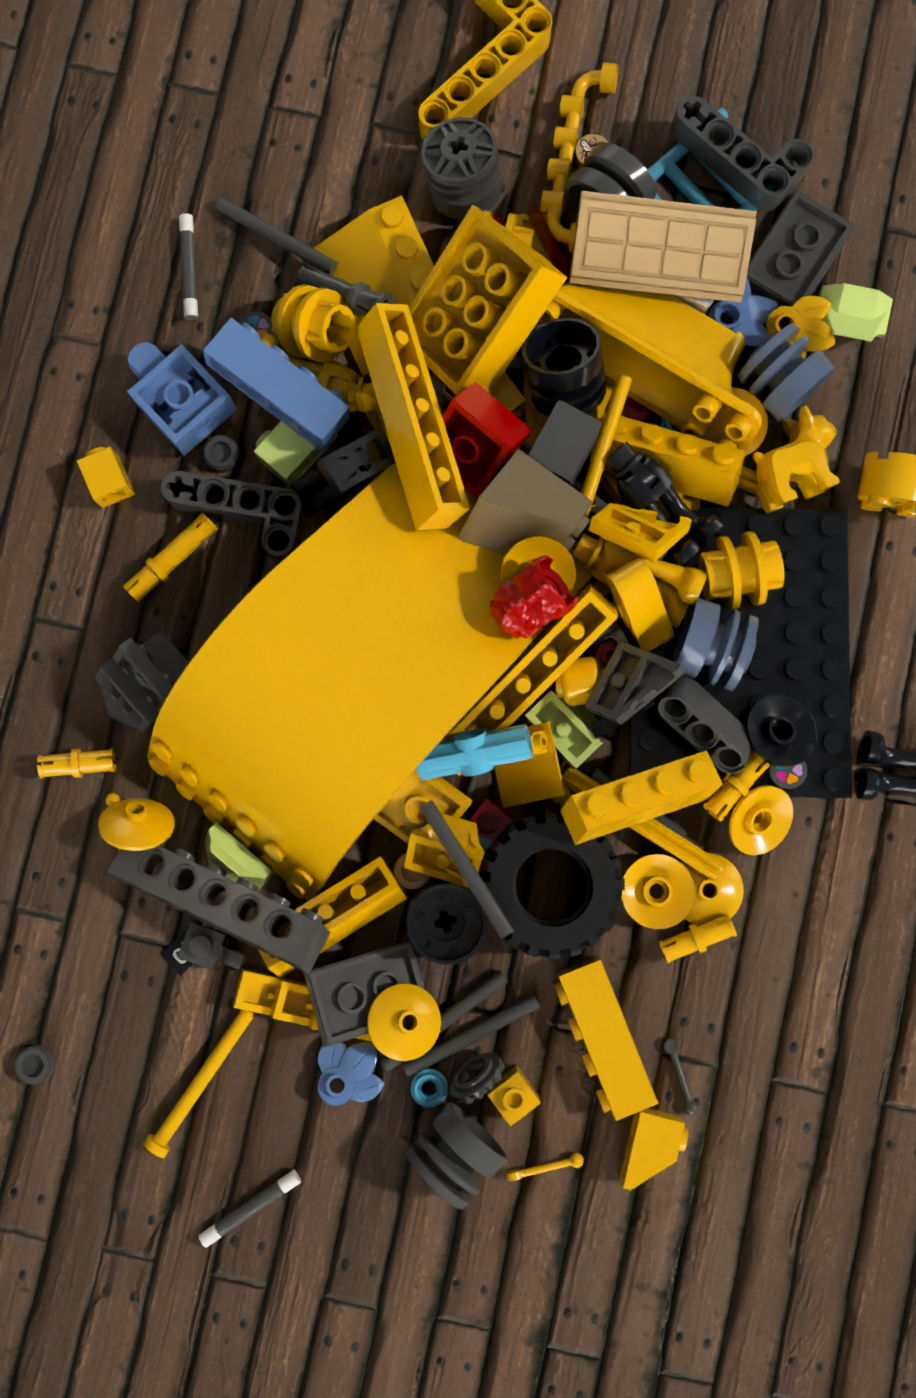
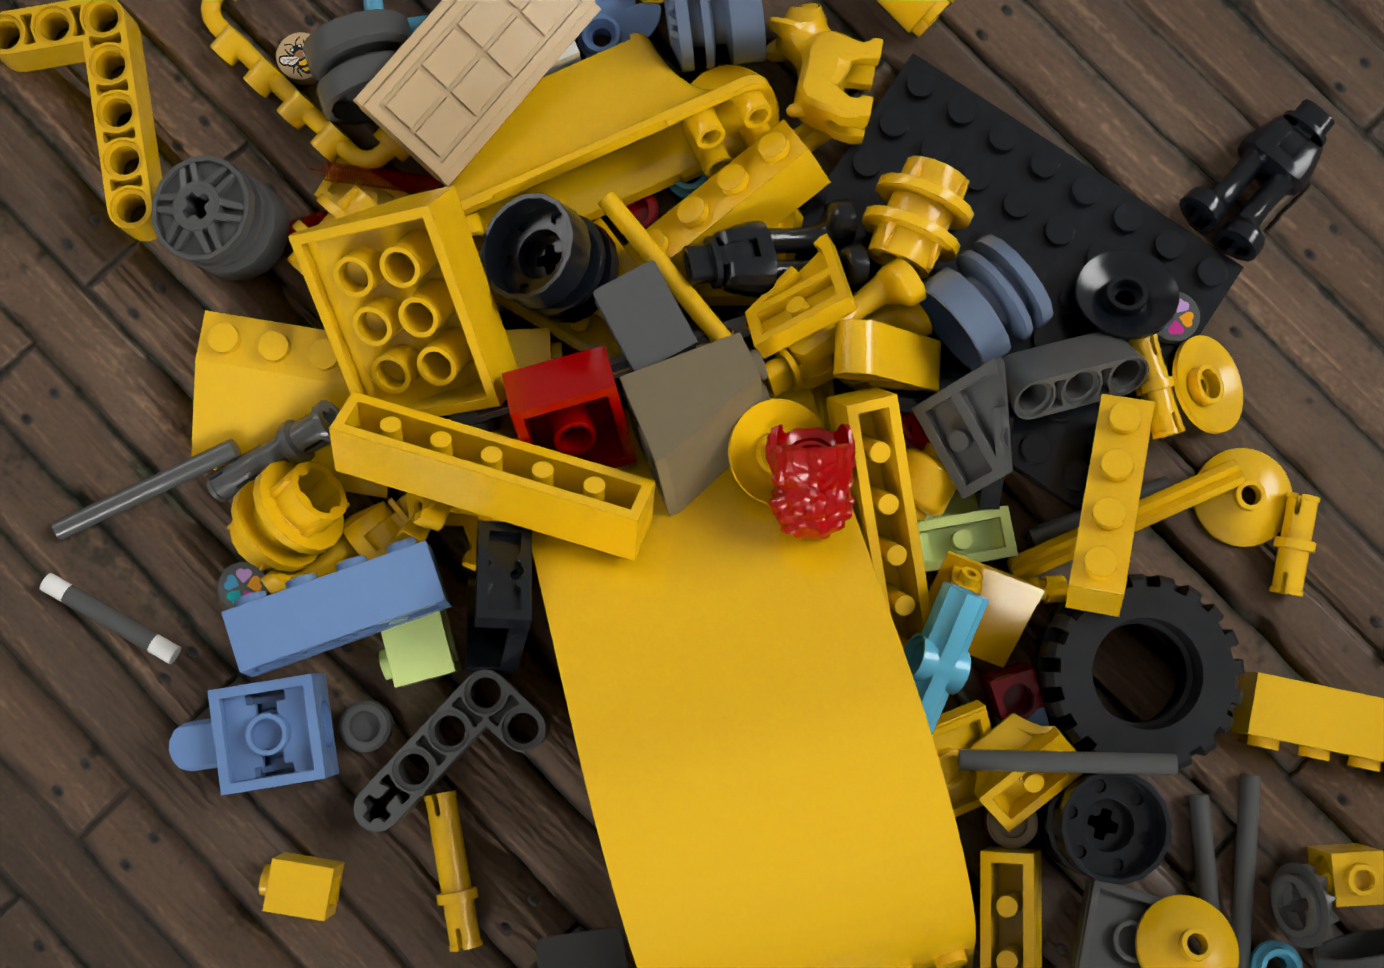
camera: 60 degrees left, 0 degrees up
(676, 896) = (1238, 549): yellow dish -> none

